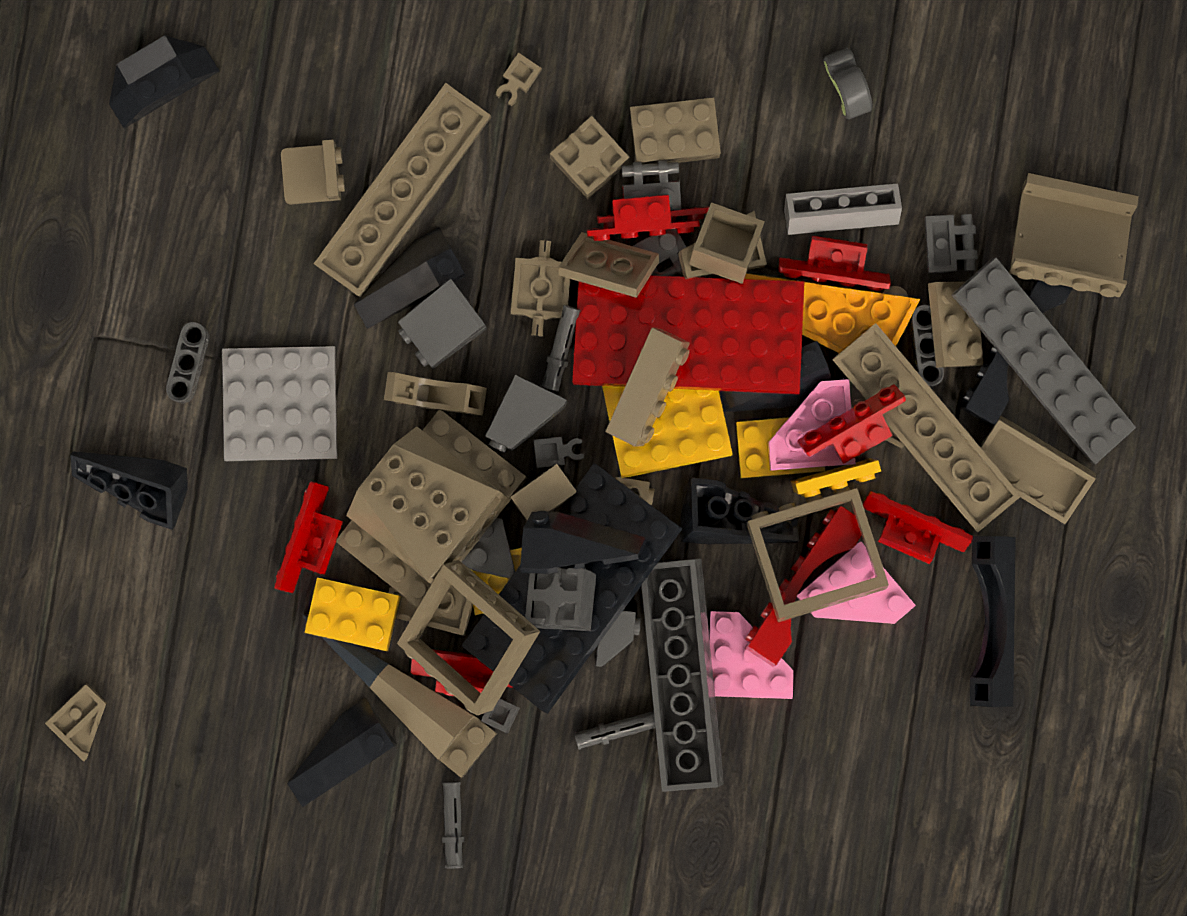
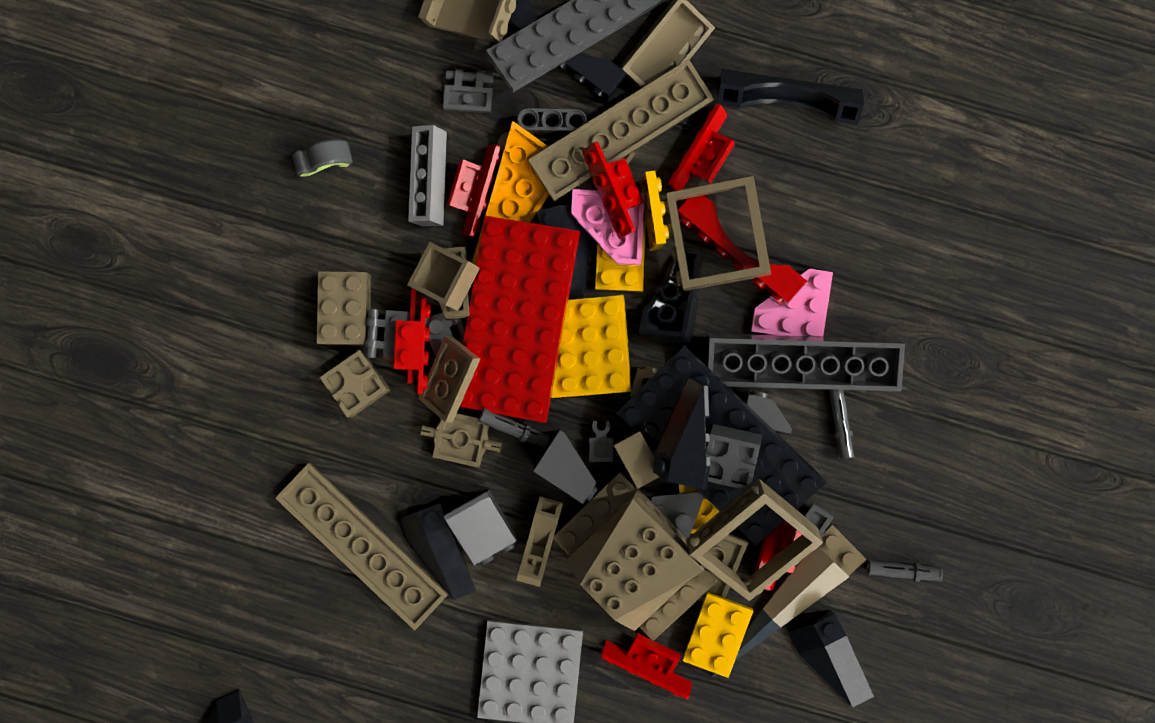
camera: 80 degrees left, 0 degrees up
(312, 173) = (337, 621): dark tan bracket -> none
(520, 76) = (278, 433): dark tan plate -> none
(647, 387) = (559, 358): dark tan brick -> none
(852, 568) = (734, 210): bright pink plate -> none
(954, 332) = (540, 96): dark tan plate -> none

